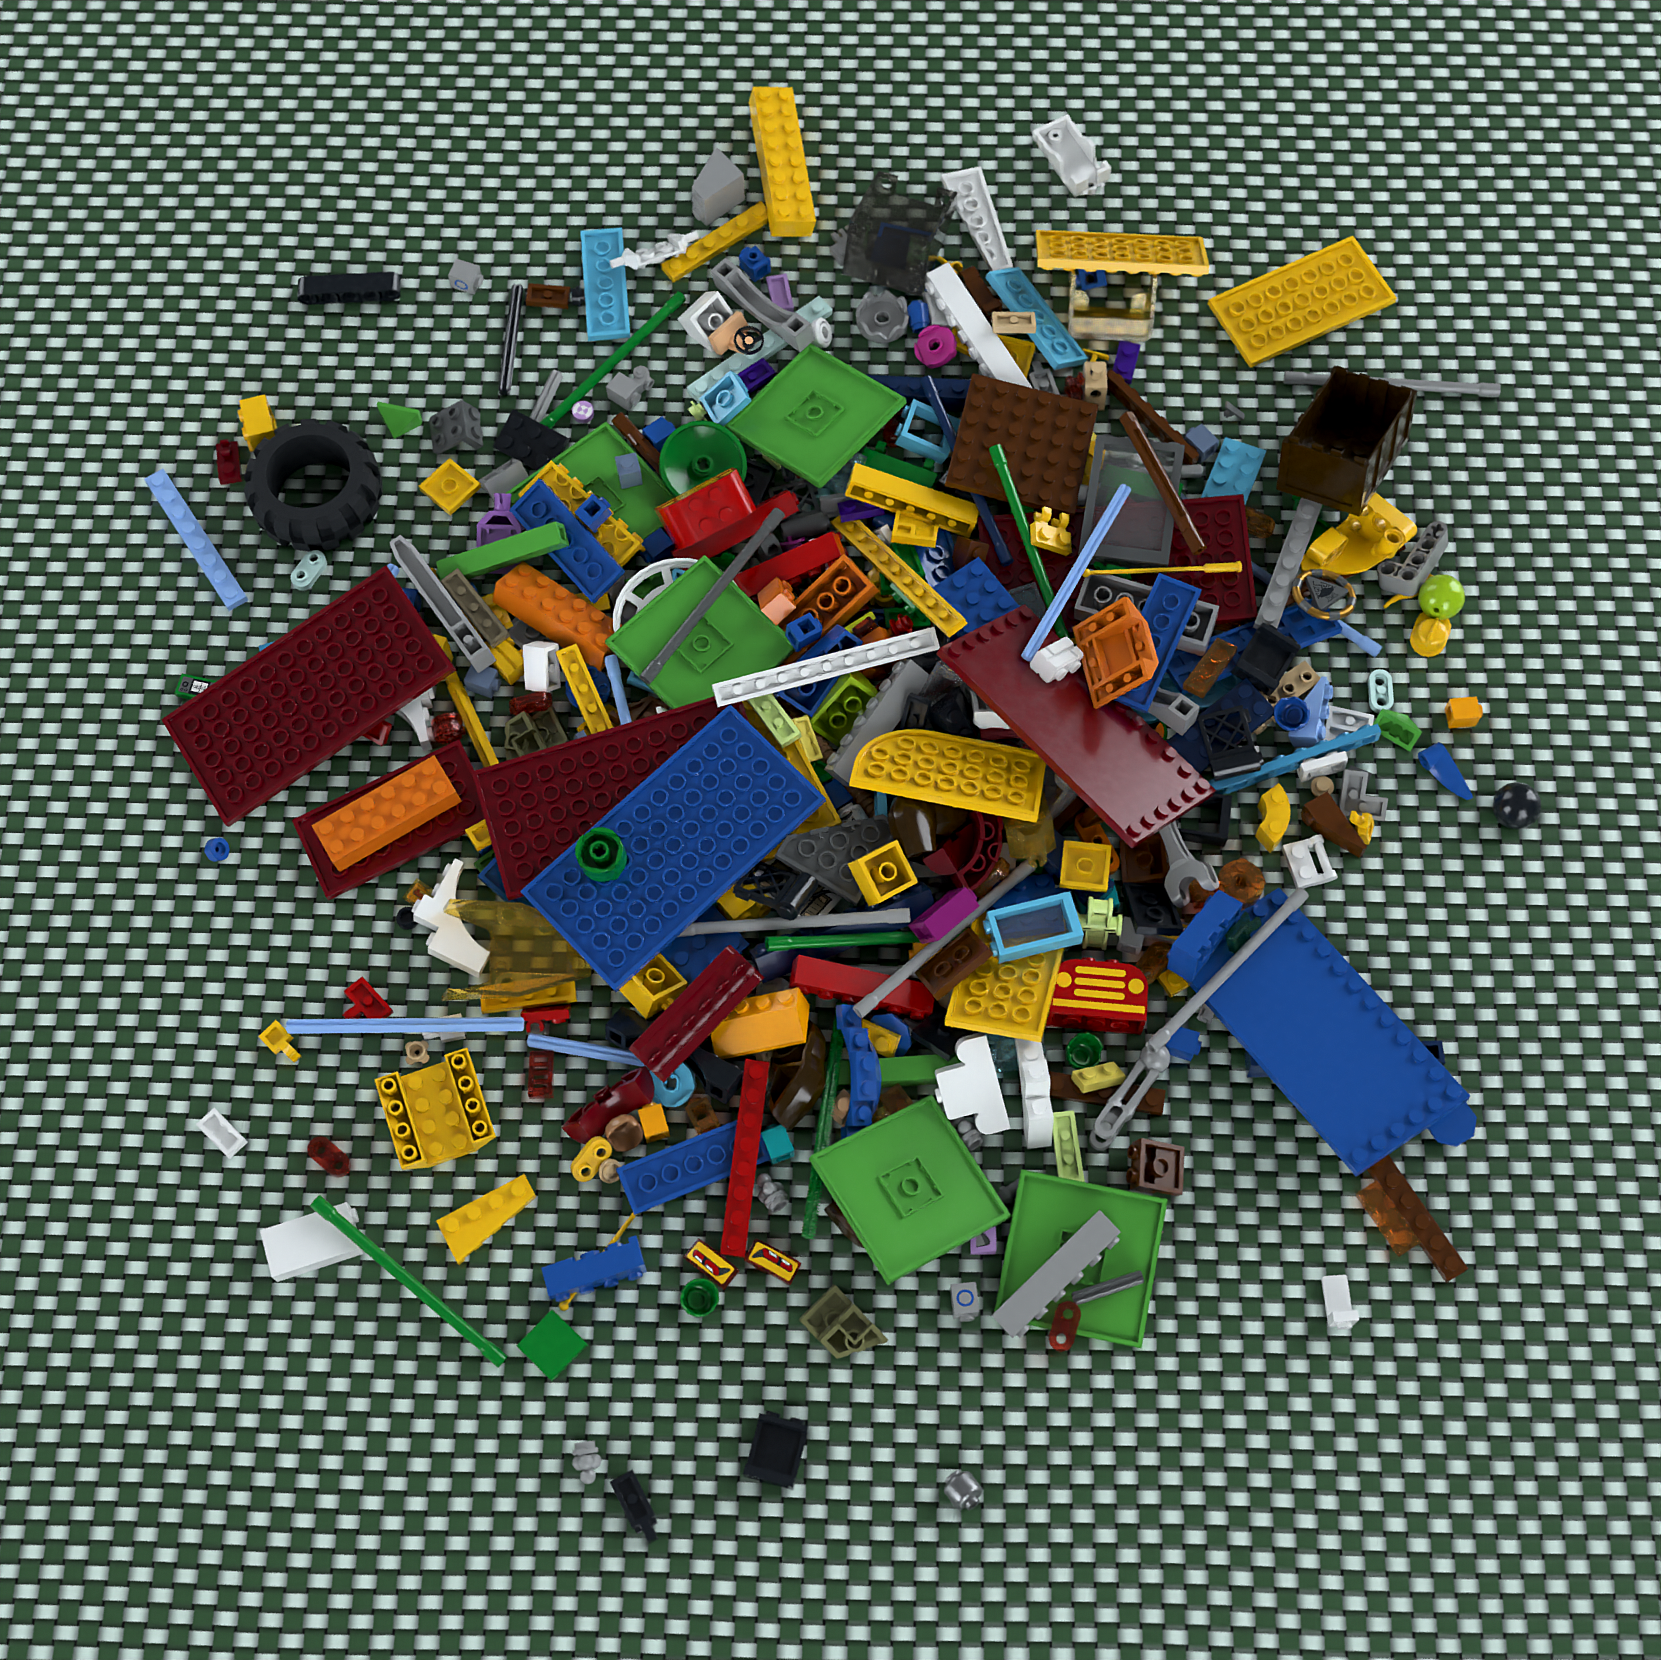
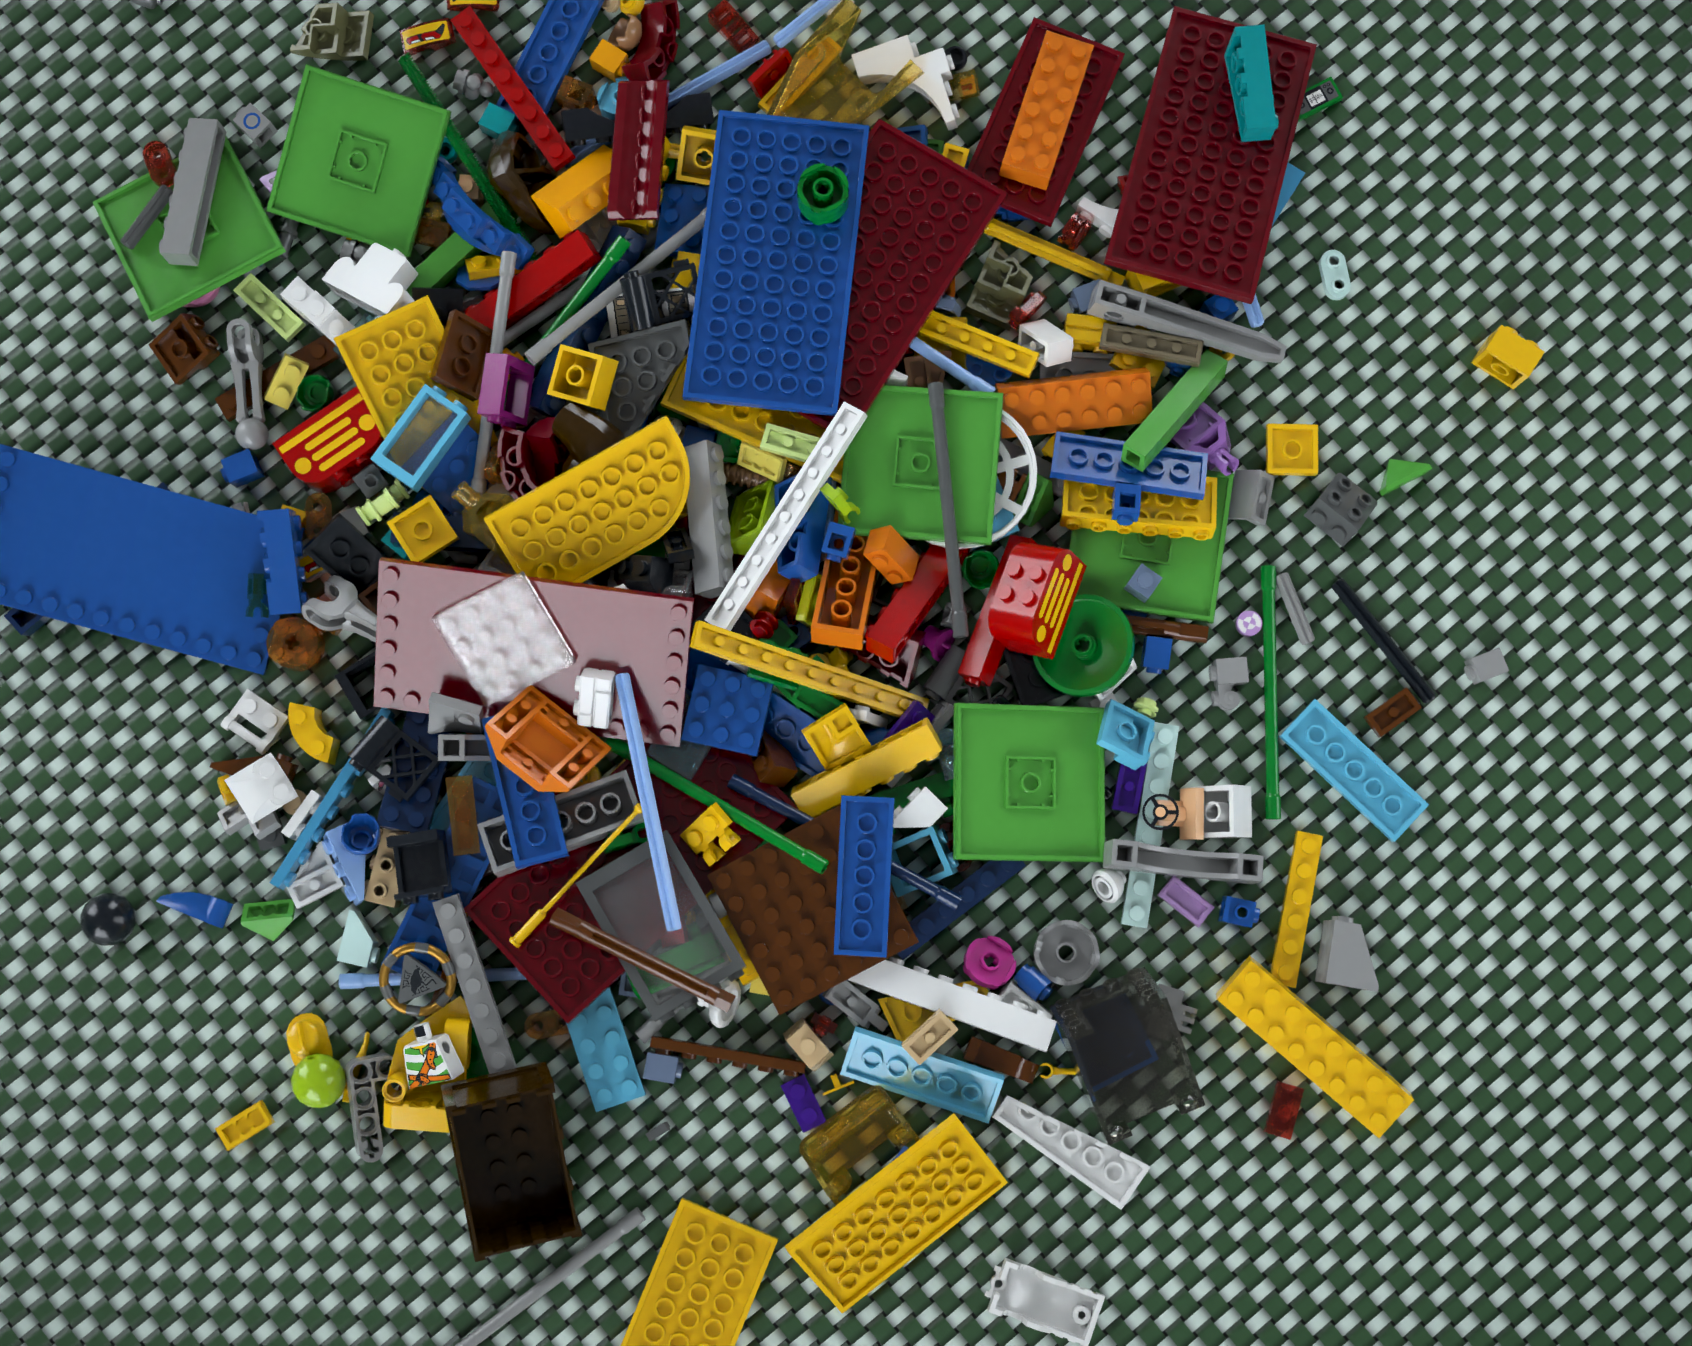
camera: 140 degrees right, 15 degrees up
(196, 540) = (1459, 221): light blue plate -> none
(228, 462) = (1505, 311): dark red plate -> none
(237, 711) = (1251, 83): none -> teal wedge
(303, 446) = (1431, 294): black tyre -> none
(349, 288) = (1578, 564): black beam -> none
(529, 441) = (1263, 550): black plate -> none
(578, 296) = (1365, 733): black plate -> none
(657, 547) = (1057, 536): blue brick -> none
(662, 250) = (1344, 823): white plate -> none
(780, 650) = (837, 499): none -> lime plate
(832, 147) = (1283, 1110): none -> clear red plate
(902, 450) = (921, 811): none -> white slope
(973, 426) = (864, 876): none -> blue plate
(1089, 737) = (504, 639): none -> clear plate
(1094, 943) = (370, 480): none -> dark grey brick
(1163, 1035) = (249, 445): light grey piece -> none
(1170, 738) = (454, 715): none -> light grey plate
(1338, 797) = (261, 788): none -> white slope
(1348, 662) = (358, 942): none -> light aqua slope
(1353, 540) = (430, 1058): none -> torso
(1380, 693) = (309, 941): light aqua plate -> none
(1463, 712) = (220, 979): light orange brick -> none
(1514, 613) = (245, 1125): none -> yellow plate

